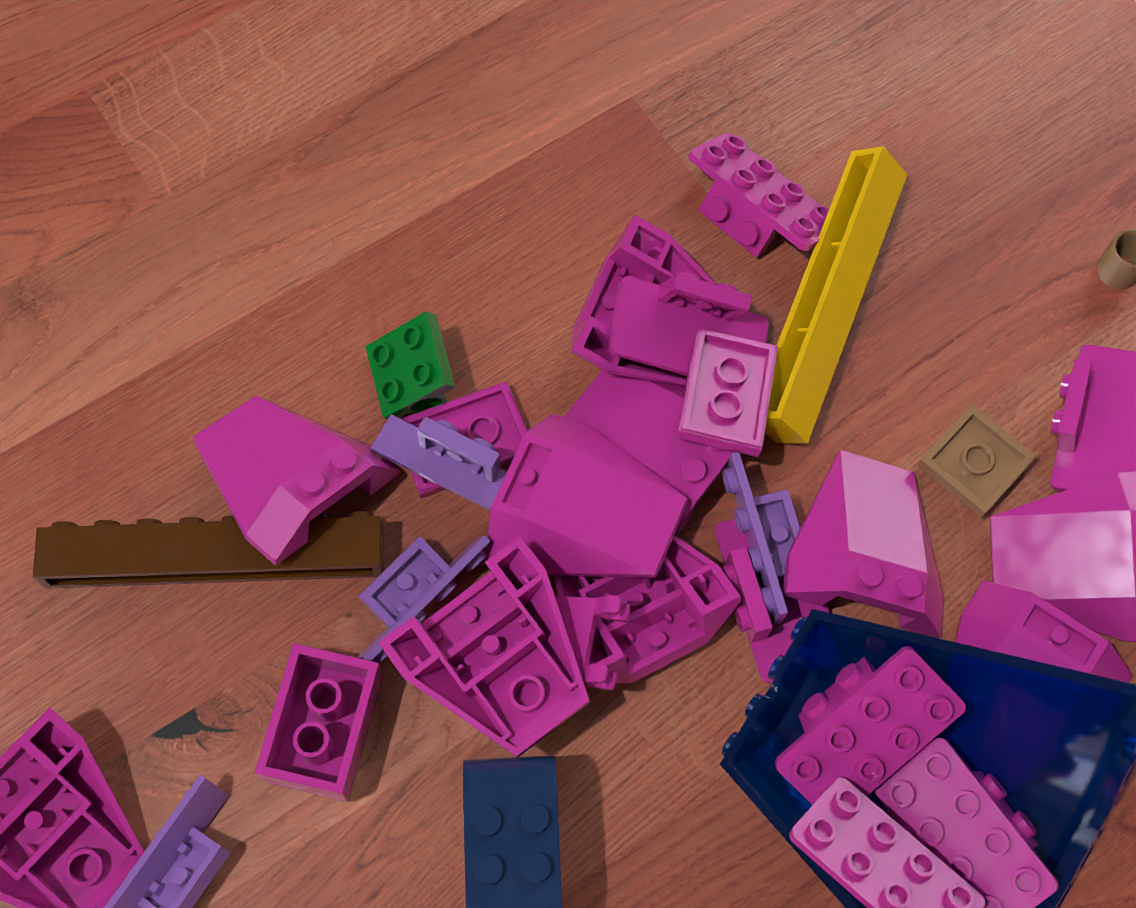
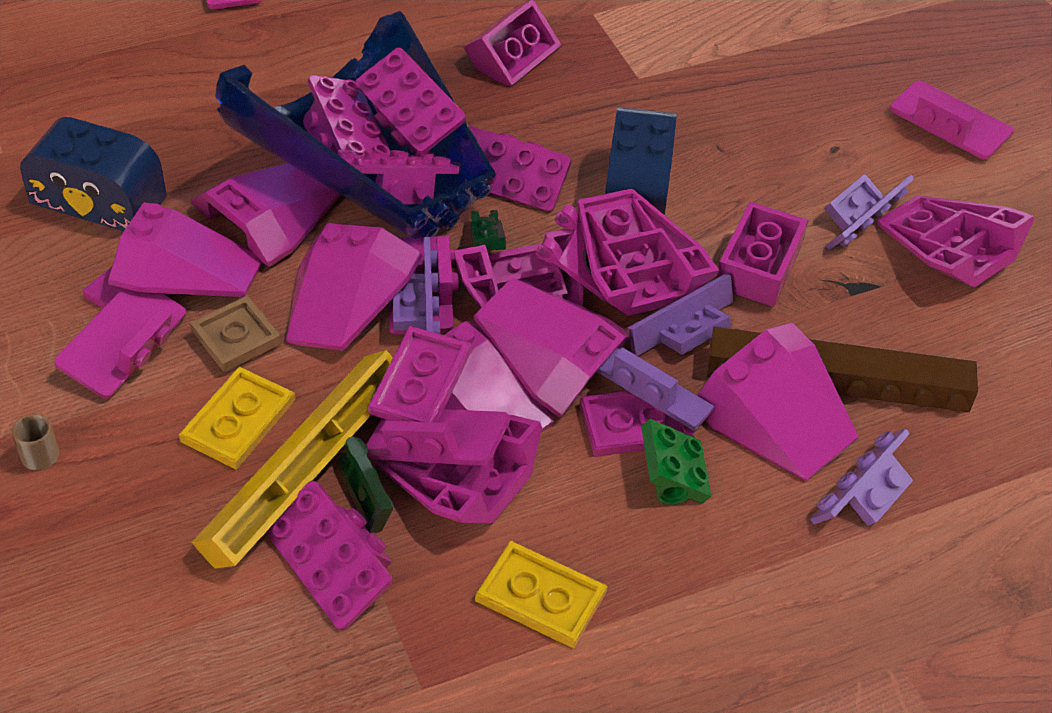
camera: 170 degrees left, 20 degrees down
(183, 395) = (872, 485): none -> medium lavender bracket
(535, 205) = (541, 594): none -> yellow tile
(704, 840) = (524, 170): none -> dark pink bracket
(708, 677) = (487, 231): none -> dark green hinge
(754, 283) = (364, 485): none -> dark green hinge
(926, 354) = (237, 417): none -> yellow tile

